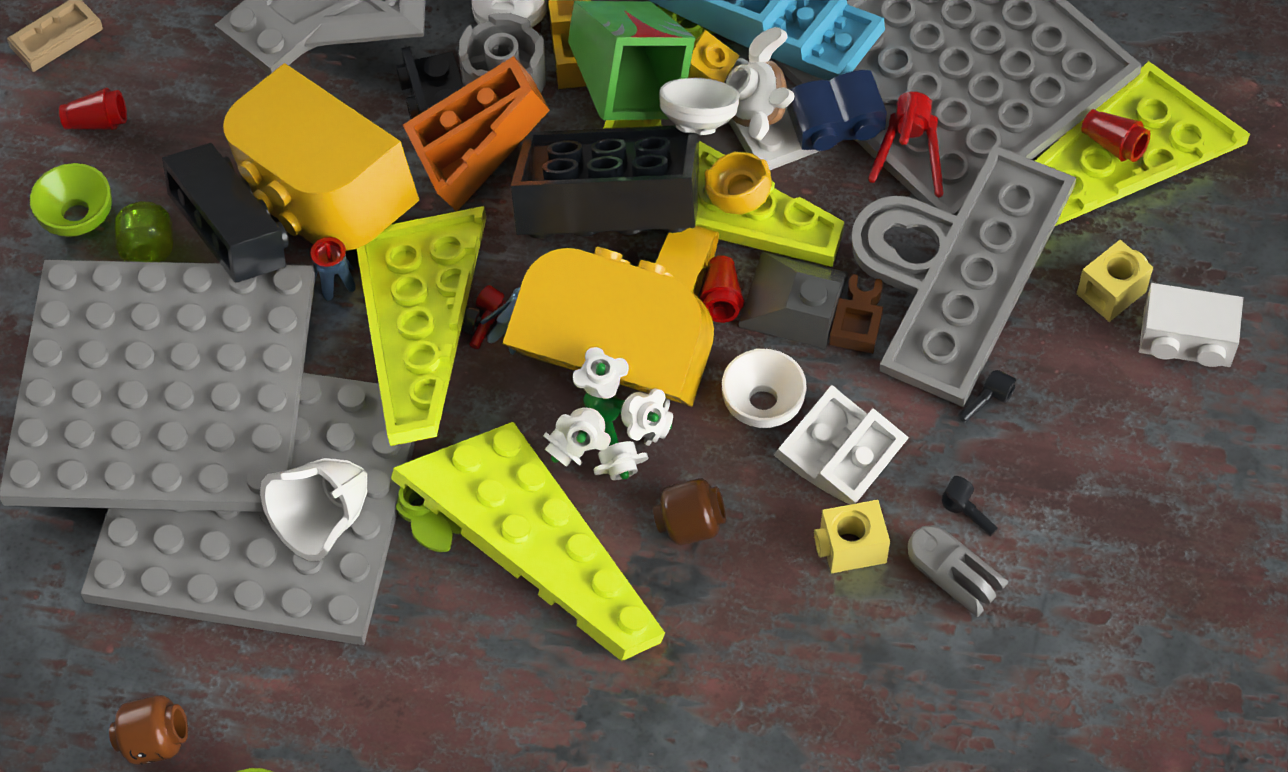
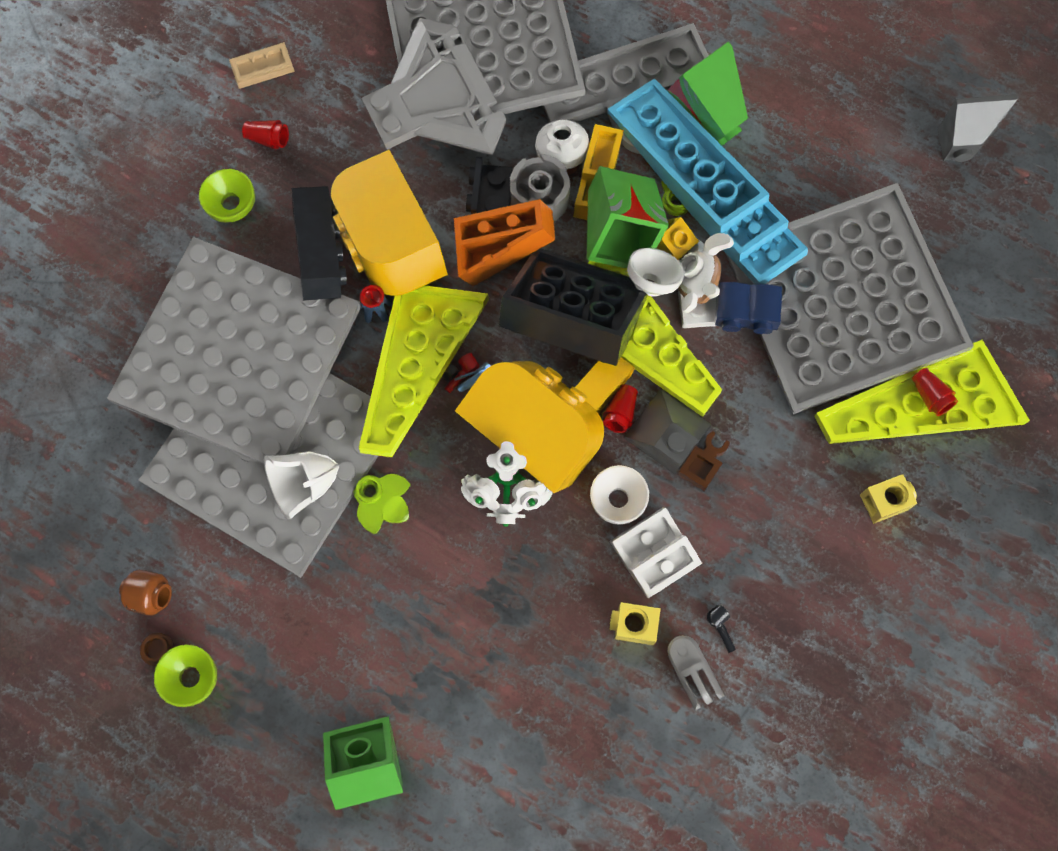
camera: 20 degrees right, 15 degrees up
(143, 232) = (264, 236): clear neon green head -> none
(530, 527) = (429, 533): neon yellow wing -> none
(690, 511) = (537, 566): reddish brown head -> none
(738, 182) = (659, 339): yellow hair -> none
(911, 121) = (795, 332): red plant -> none
(972, 279) = (795, 462): light grey plate -> none
(998, 386) = (777, 547): black hand -> none
(1191, 325) = (926, 554): white brick -> none

